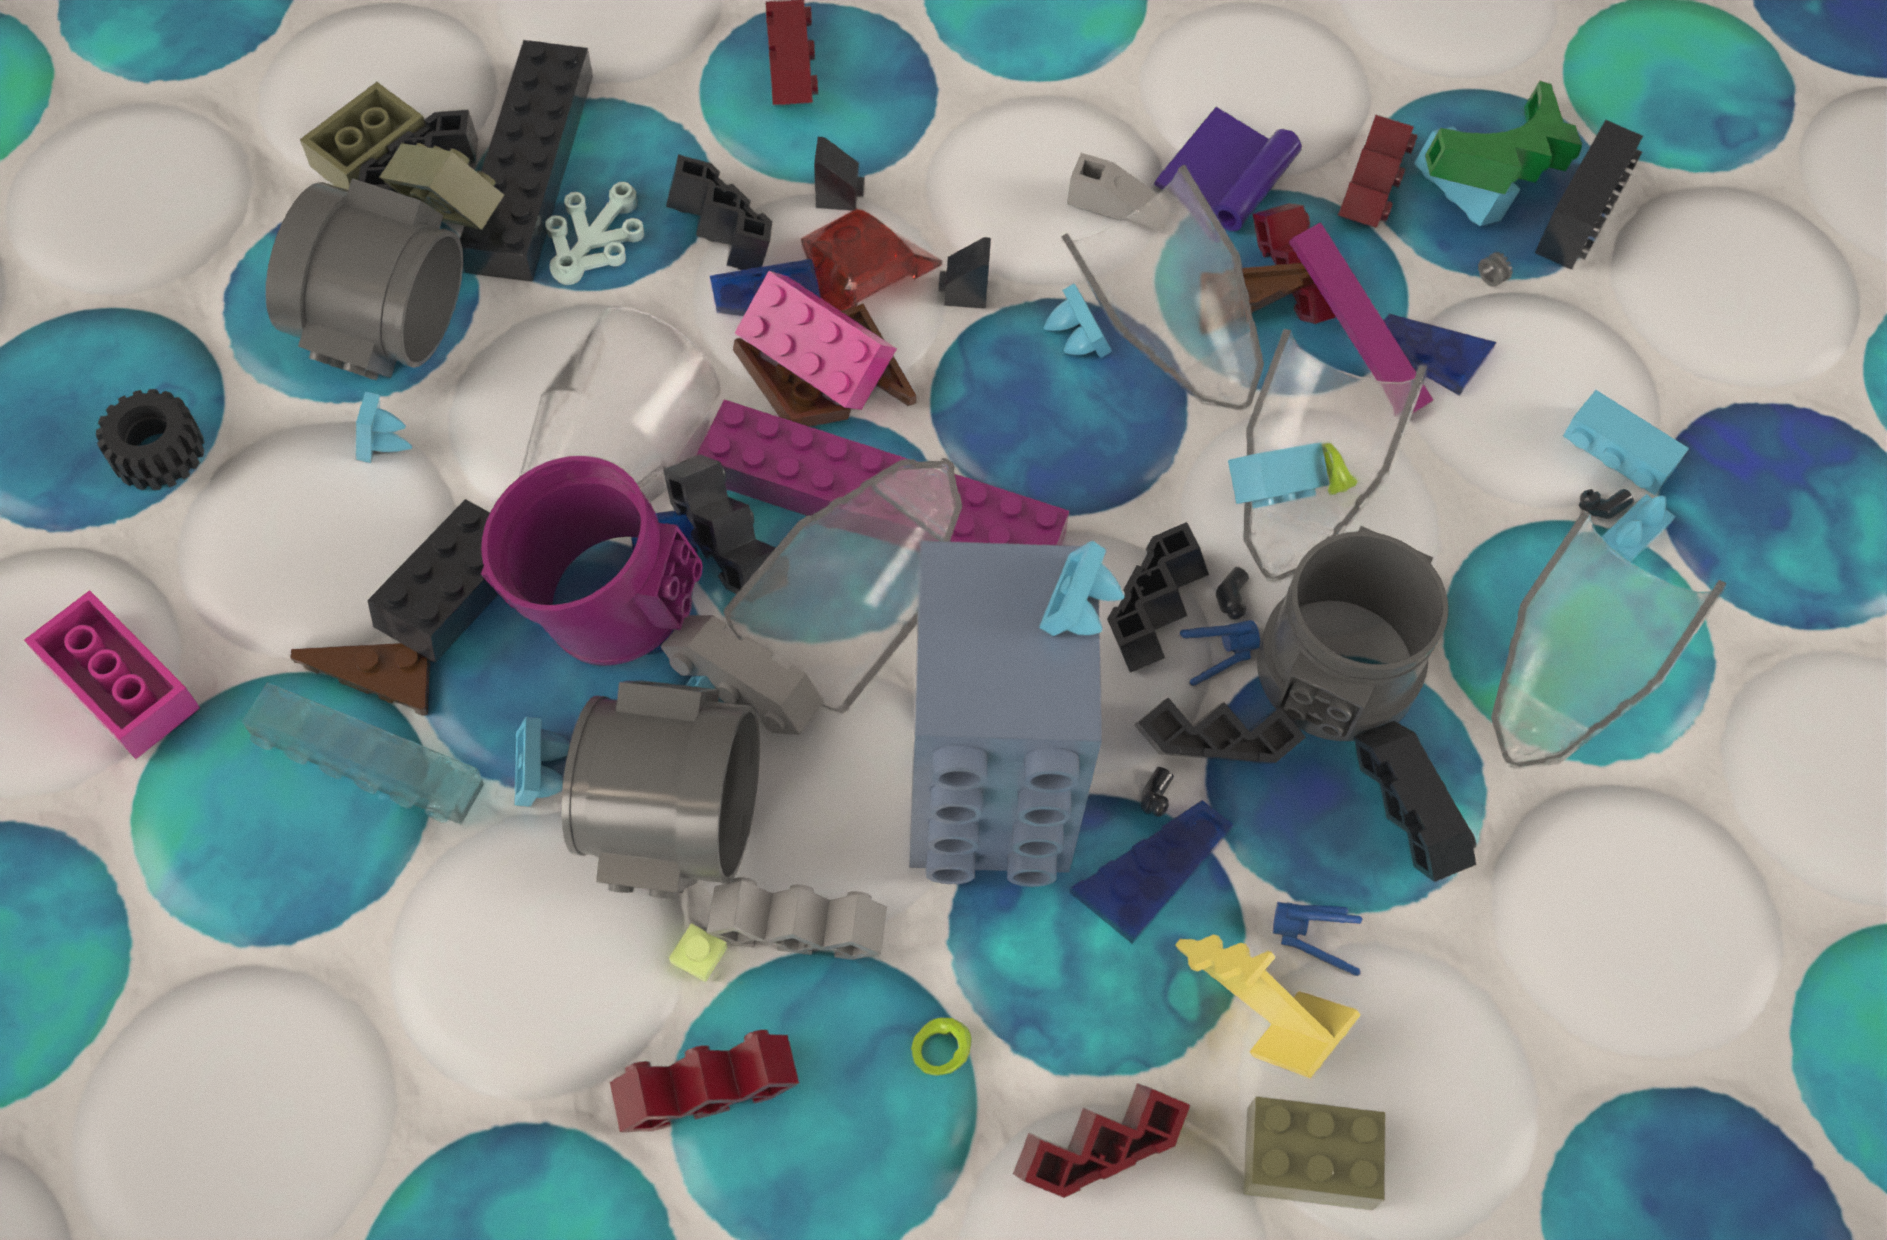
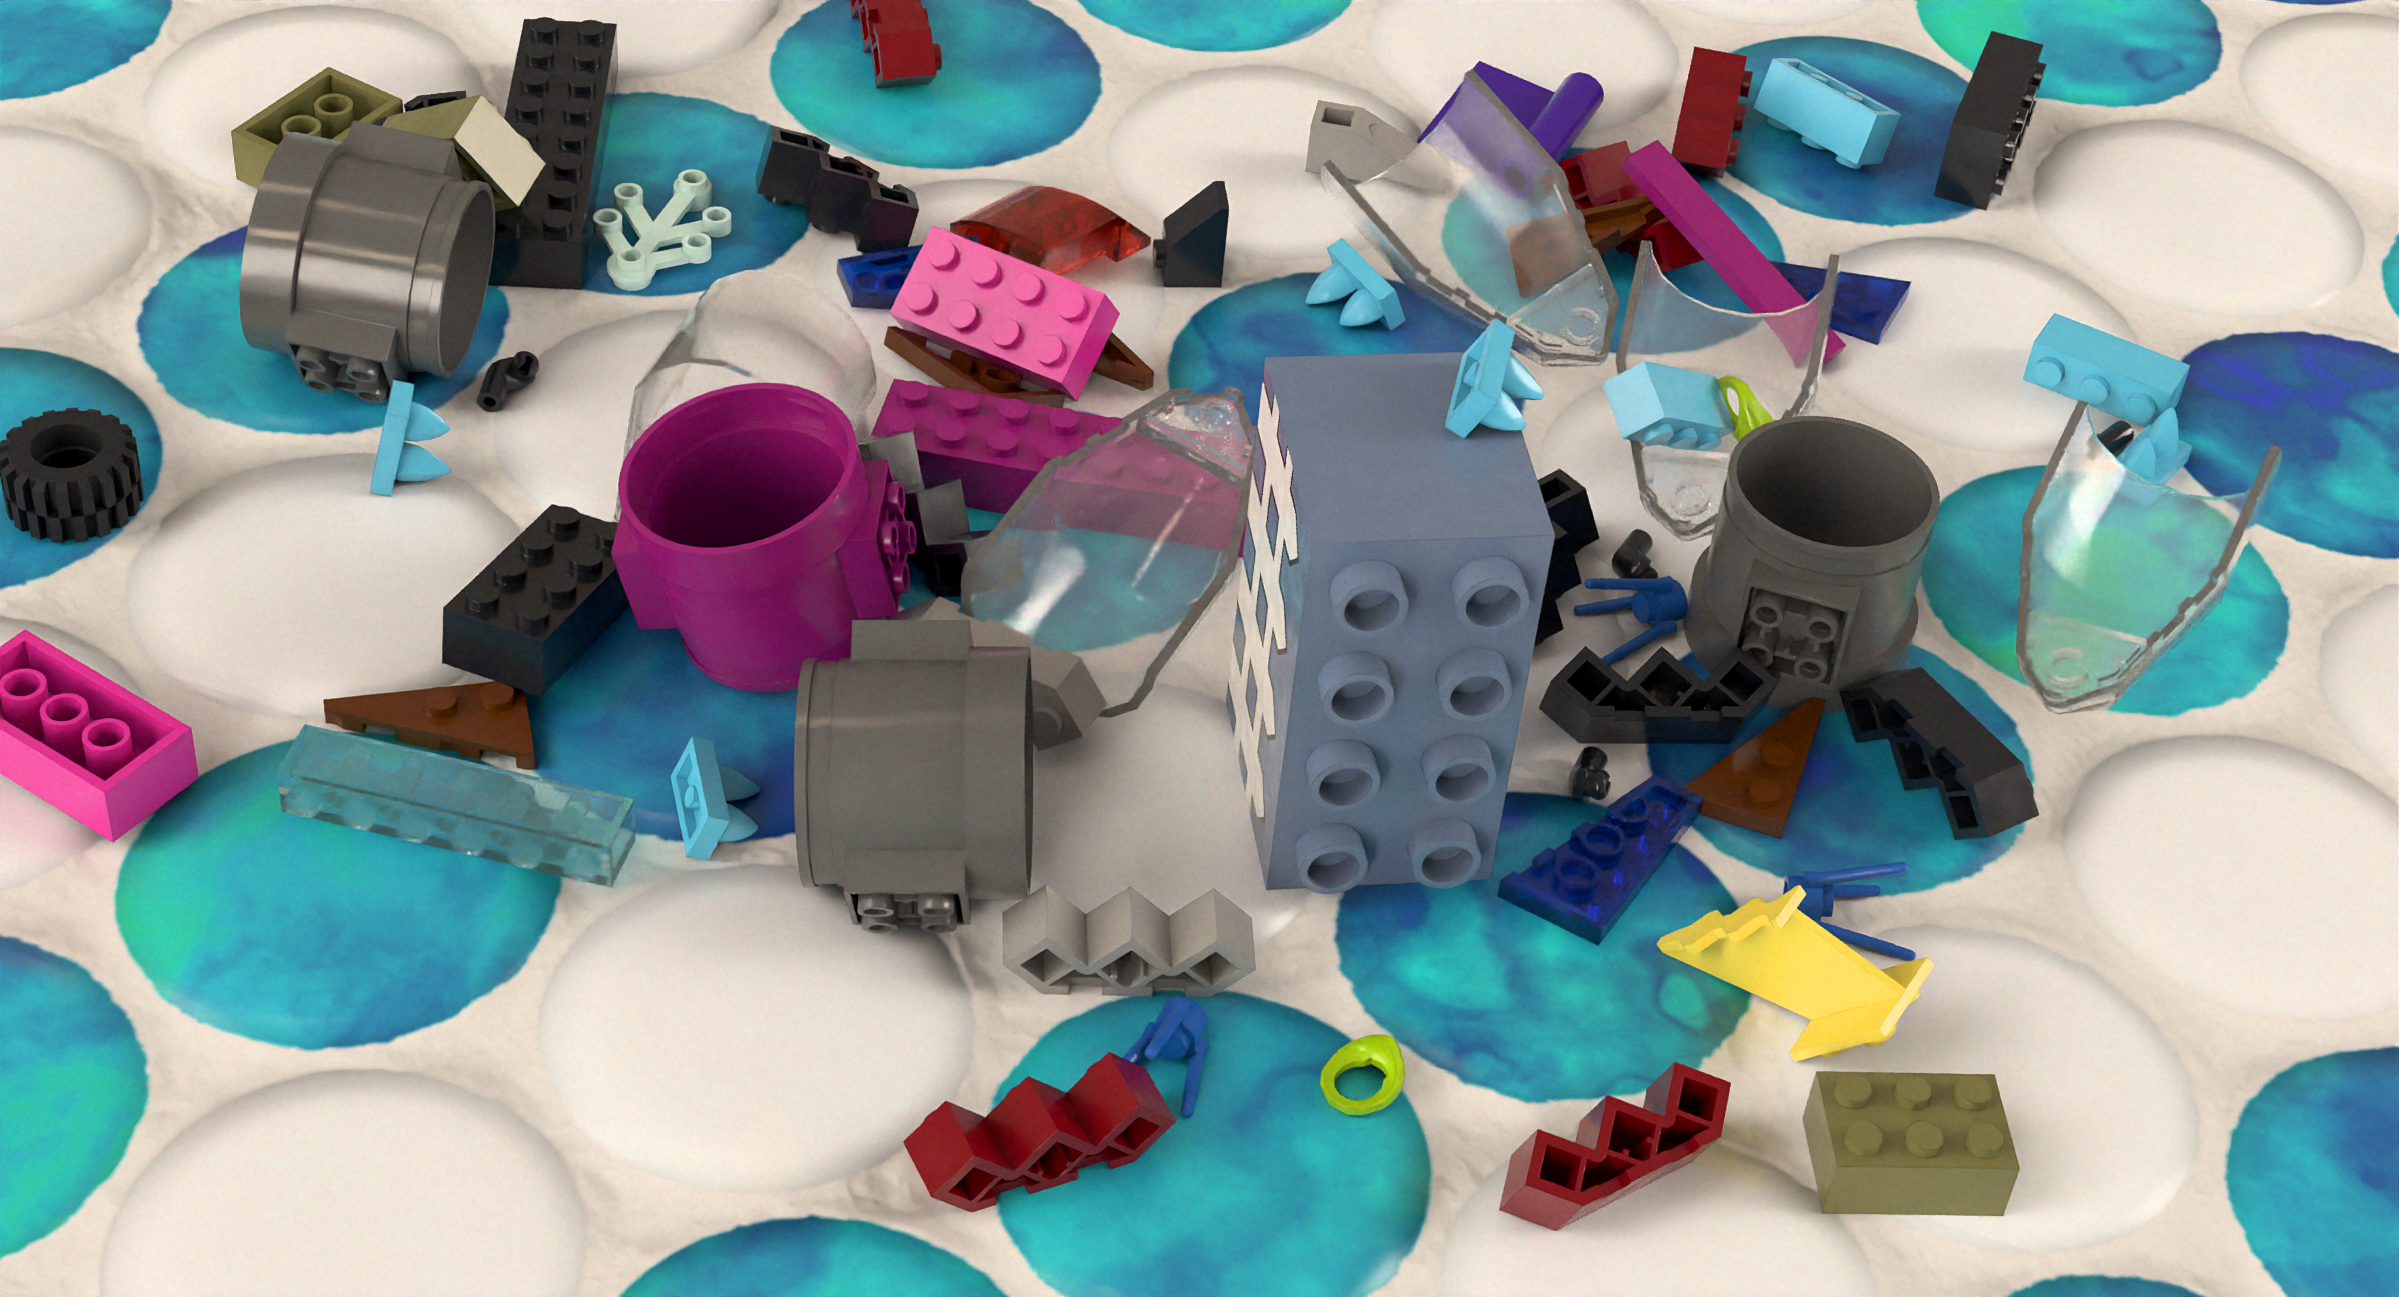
camera: 10 degrees left, 20 degrees down
(461, 364) = (505, 377): none -> black arm
(698, 952) = (991, 1000): yellowish green plate -> none
(814, 998) = (1175, 1035): none -> blue plant
(836, 177) = (989, 149): black slope -> none
(1280, 803) = (1761, 777): none -> reddish brown wing
(1494, 269) = (1898, 203): dark grey bush -> none
(1501, 158) = (1868, 77): green arch -> none

